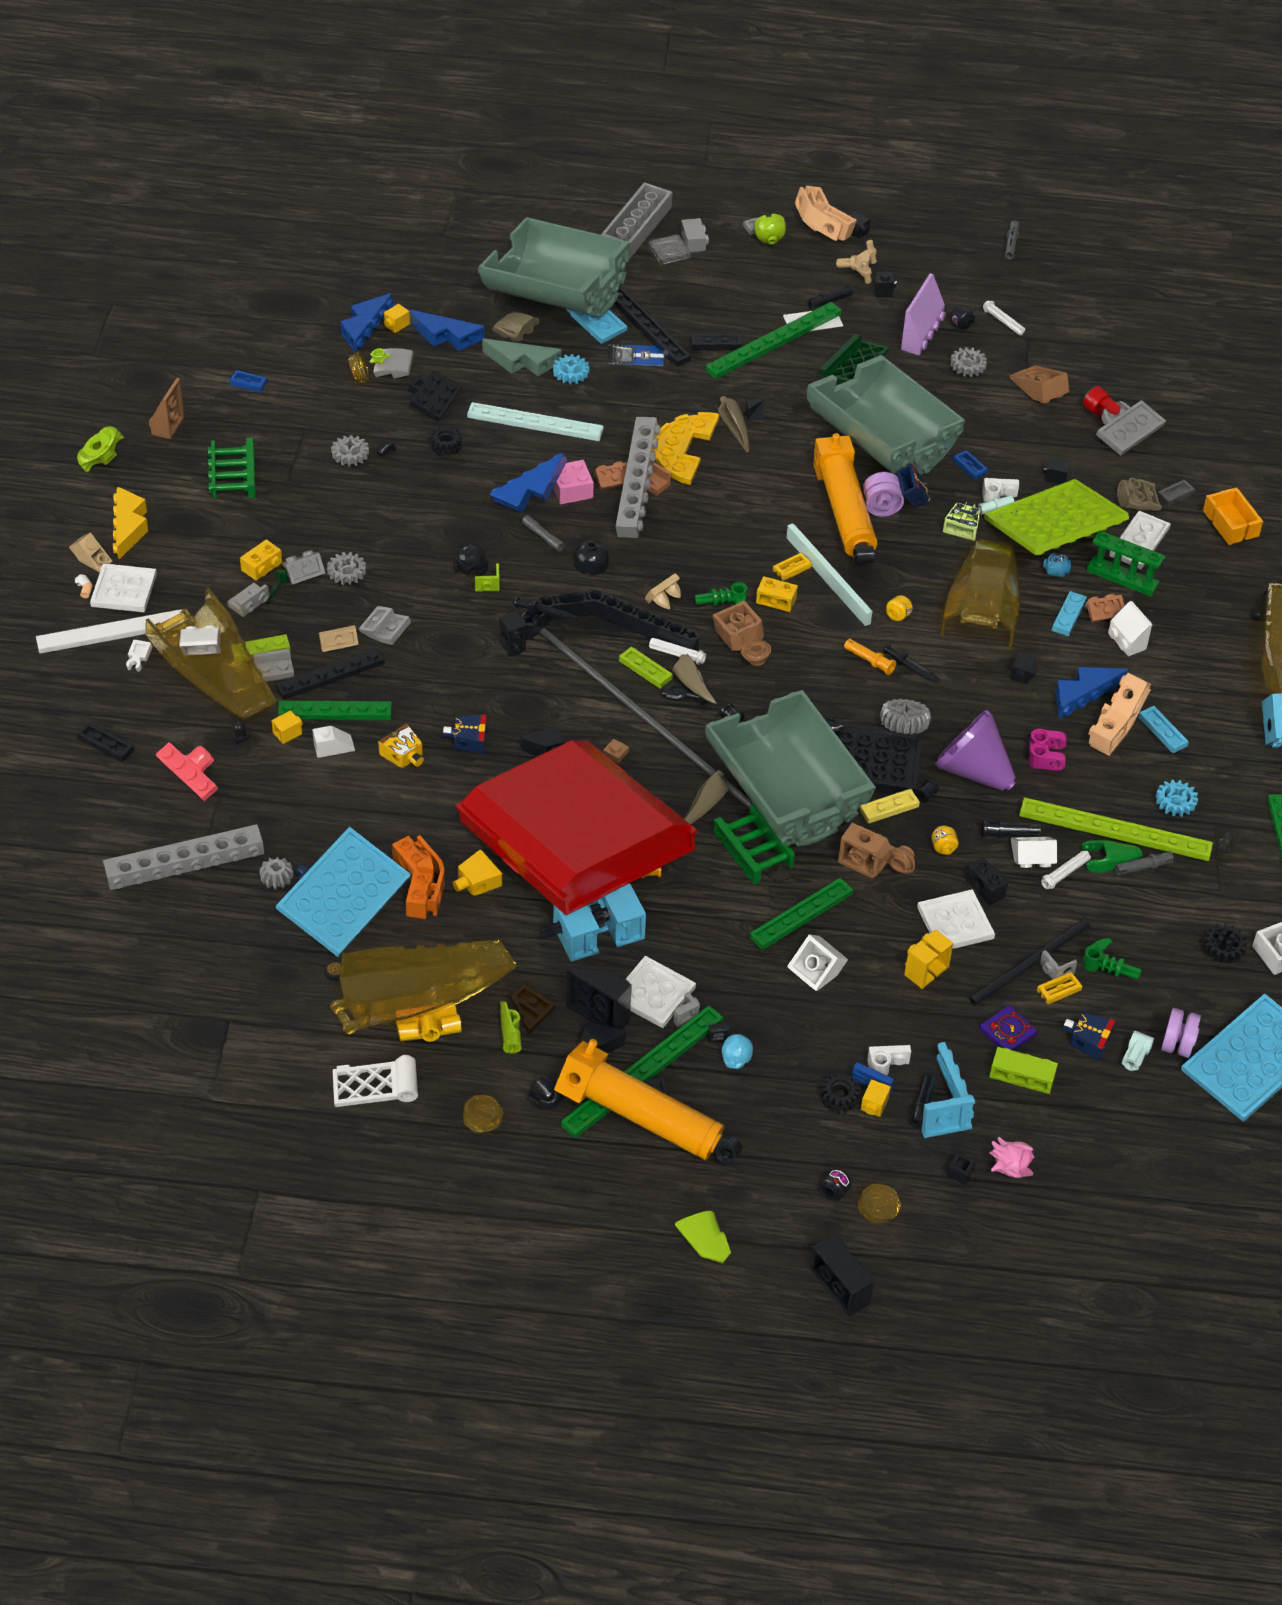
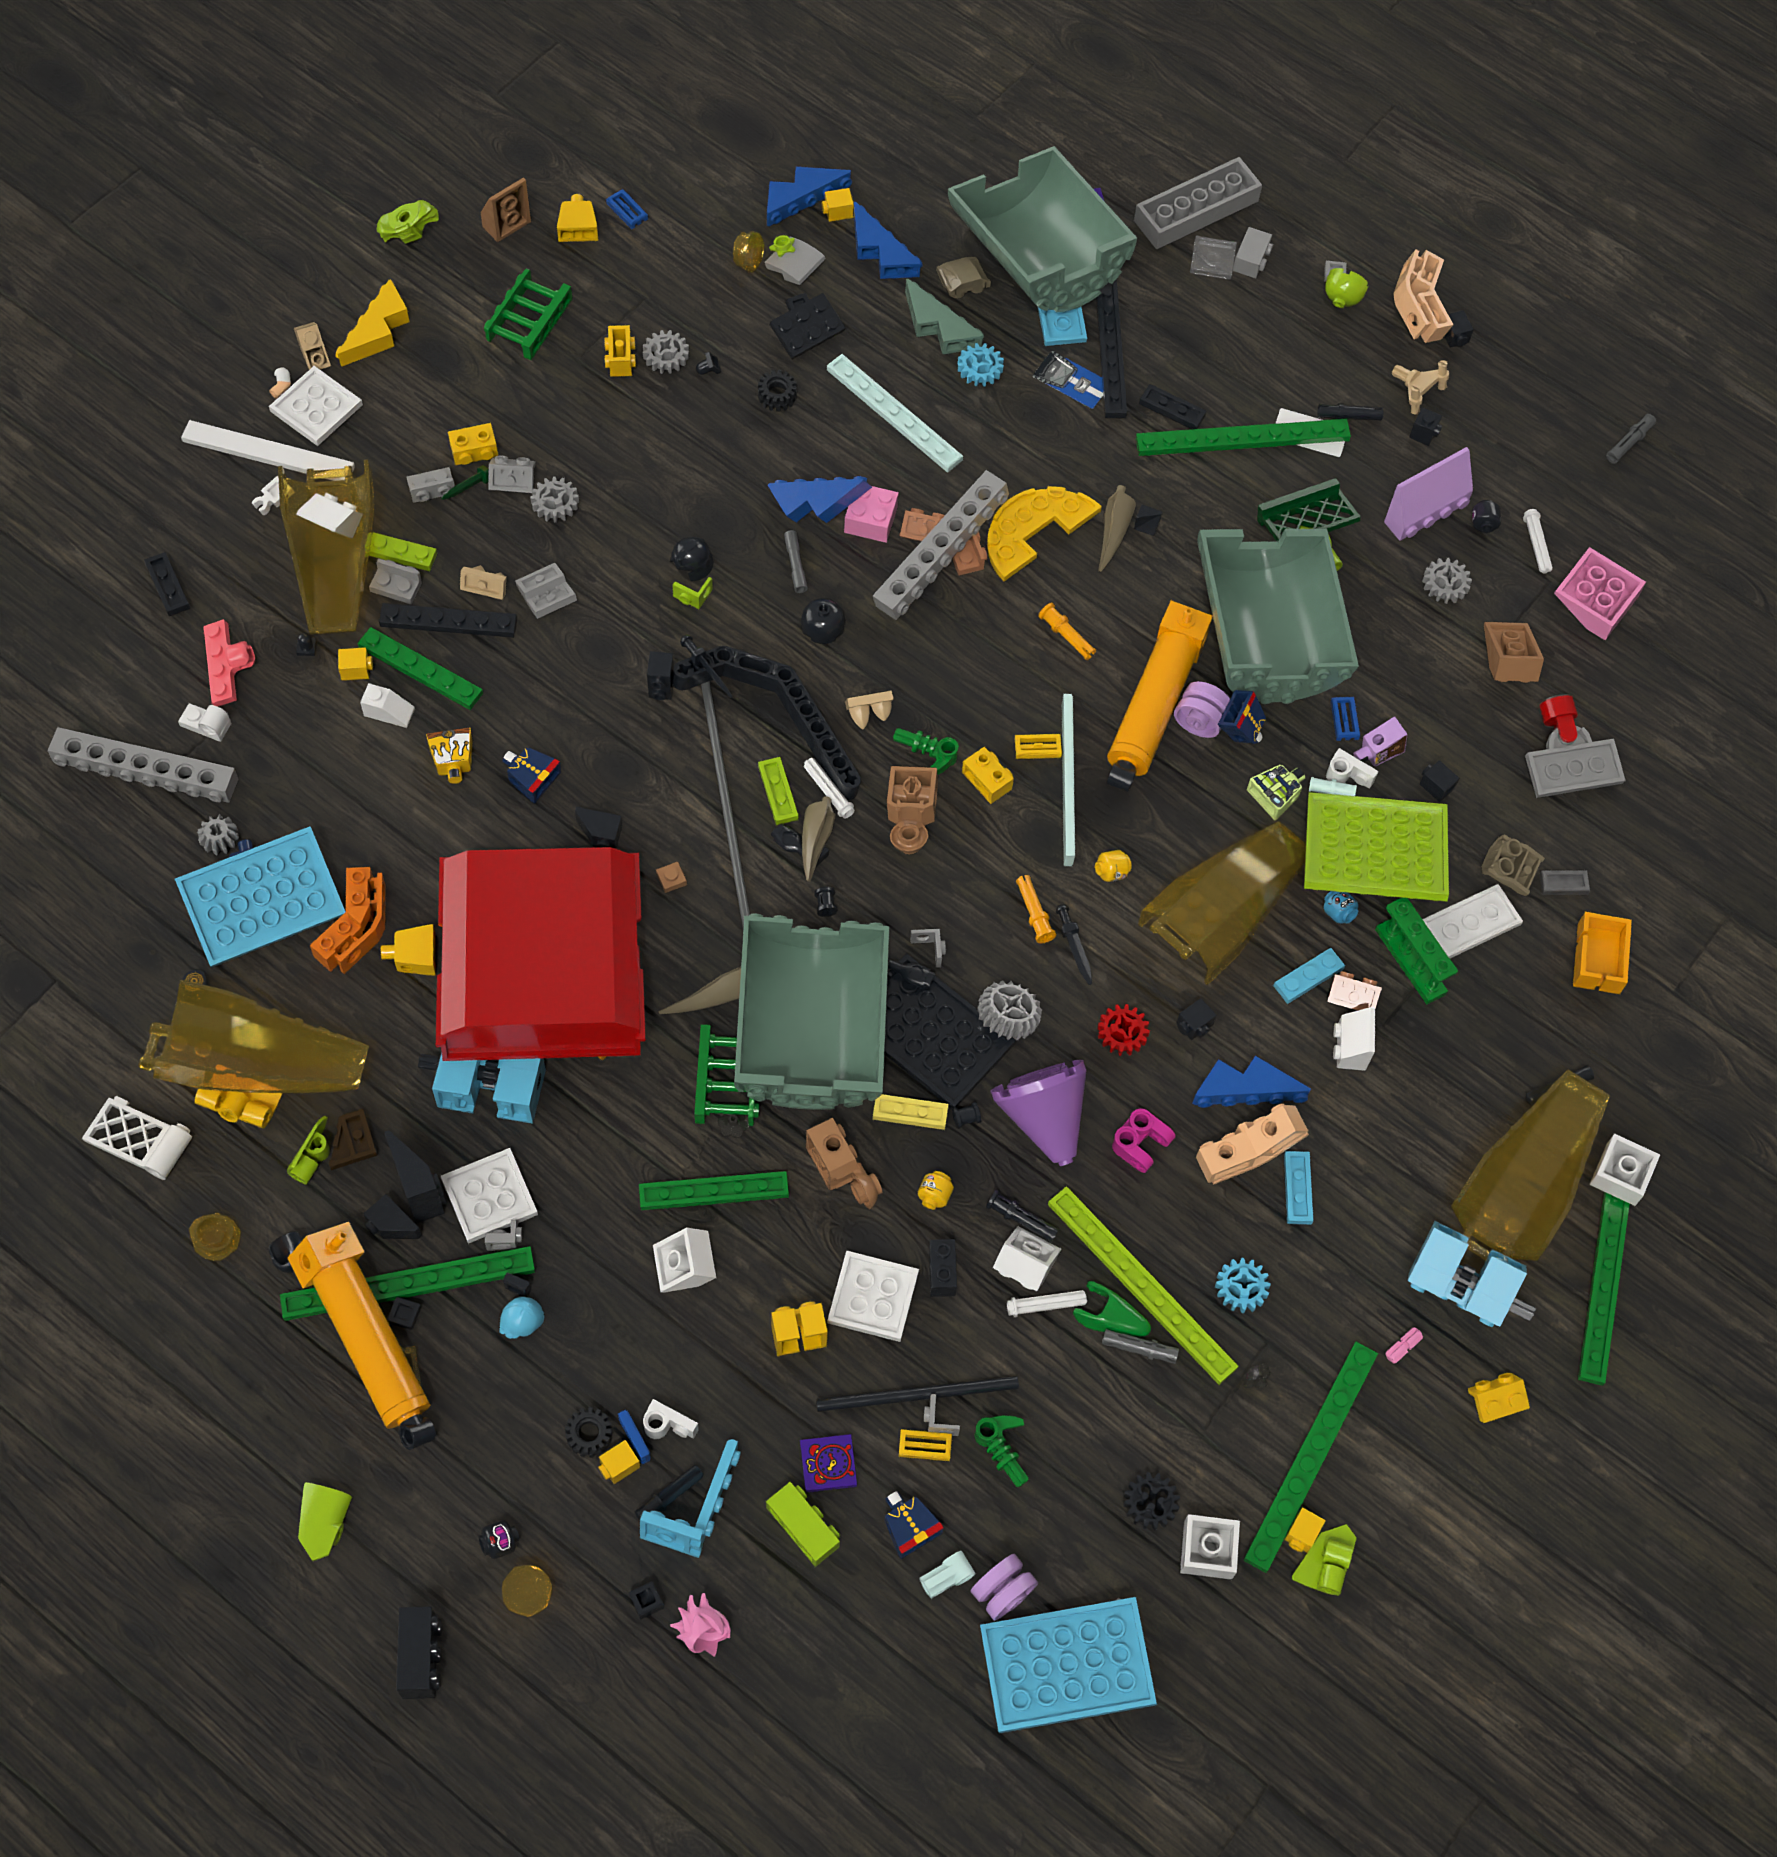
camera: 30 degrees right, 15 degrees up
(210, 811) = (210, 722): none -> white plate
(221, 400) = (577, 221): none -> yellow torso
(319, 461) = (620, 346): none -> yellow brick
(748, 491) = (1060, 624): none -> light orange pin
(825, 704) = (933, 936): none -> light grey bracket
(985, 695) = (1116, 1037): none -> red gear
(1008, 469) = (1383, 743): none -> lavender torso
(1066, 326) = (1599, 592): none -> bright pink slope

